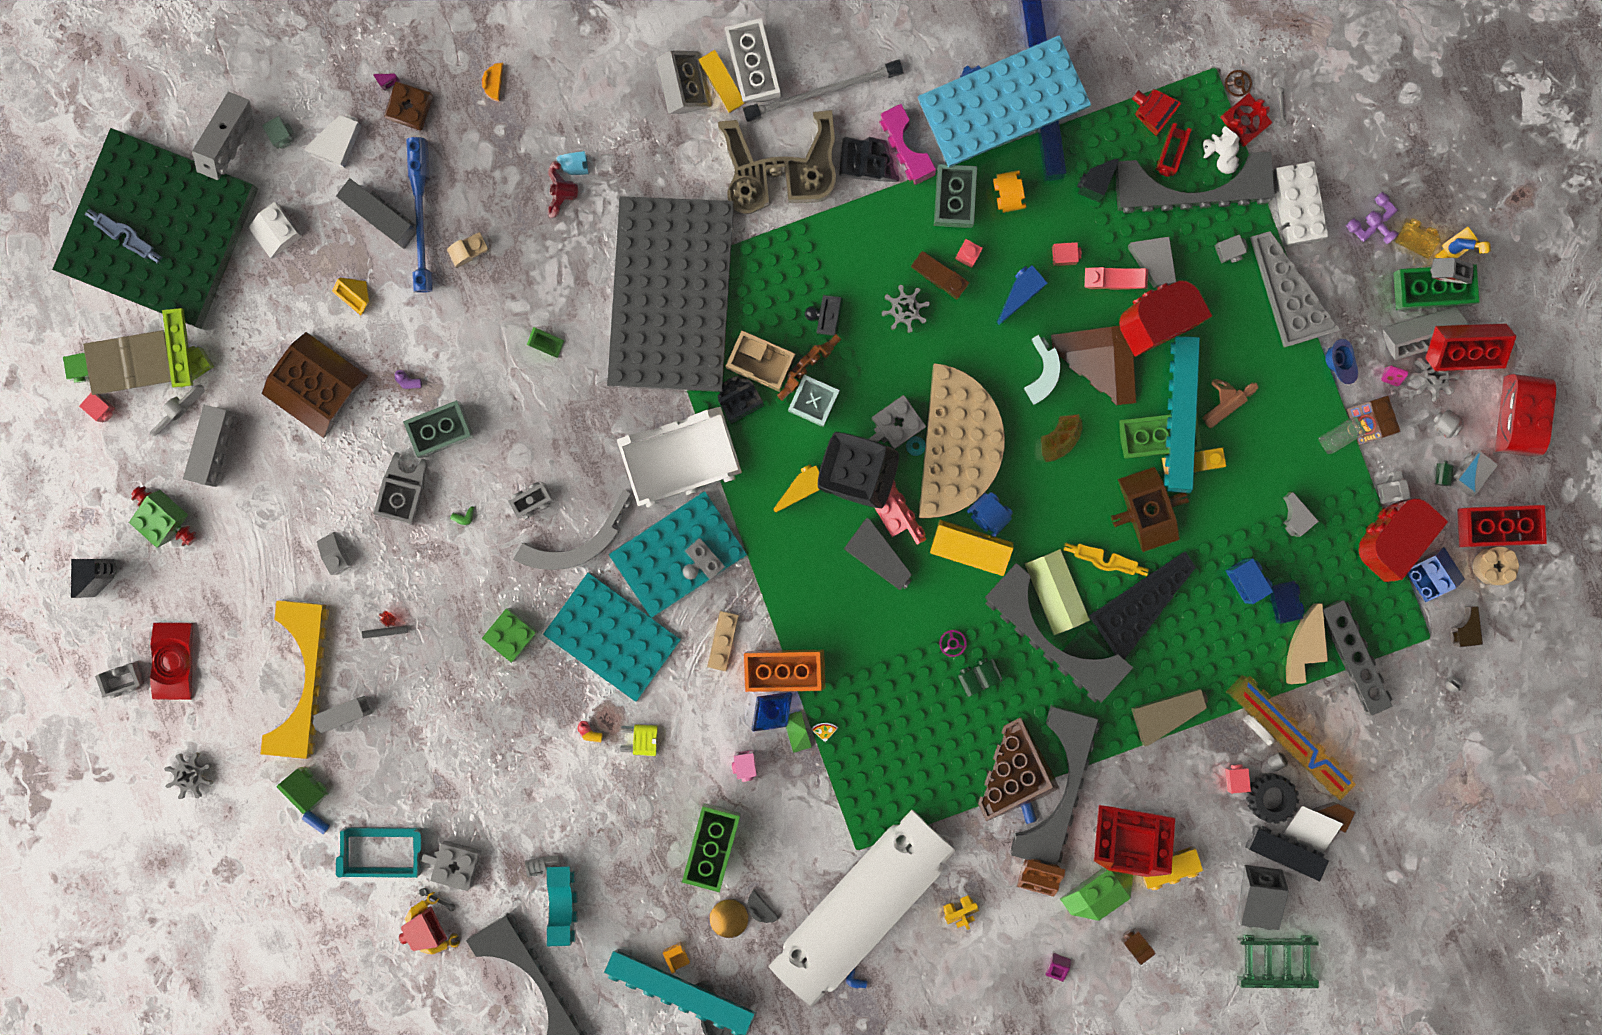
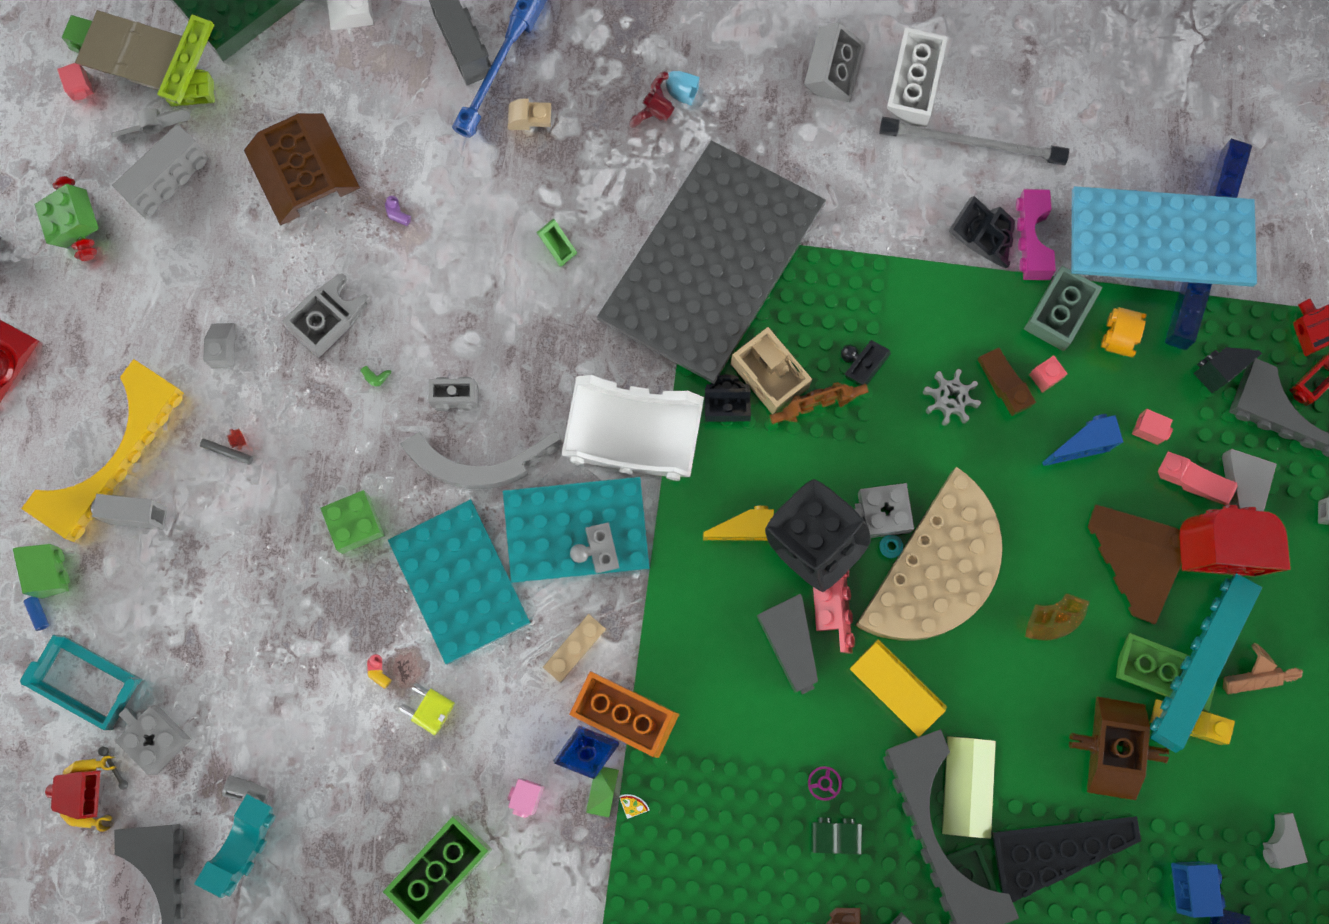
camera: 25 degrees right, 10 degrees down
(352, 293) = (391, 100): yellow slope -> none
(438, 429) = (399, 273): sand green brick -> none
(721, 81) = (874, 80): yellow slope -> none
(806, 179) = (913, 217): dark tan animal -> none
(813, 400) = (805, 441): light aqua brick -> none
(990, 513) = (938, 660): blue brick -> none
(1051, 368) = (1064, 552): light aqua arch -> none
(1096, 557) = (1050, 788): yellow piece -> none

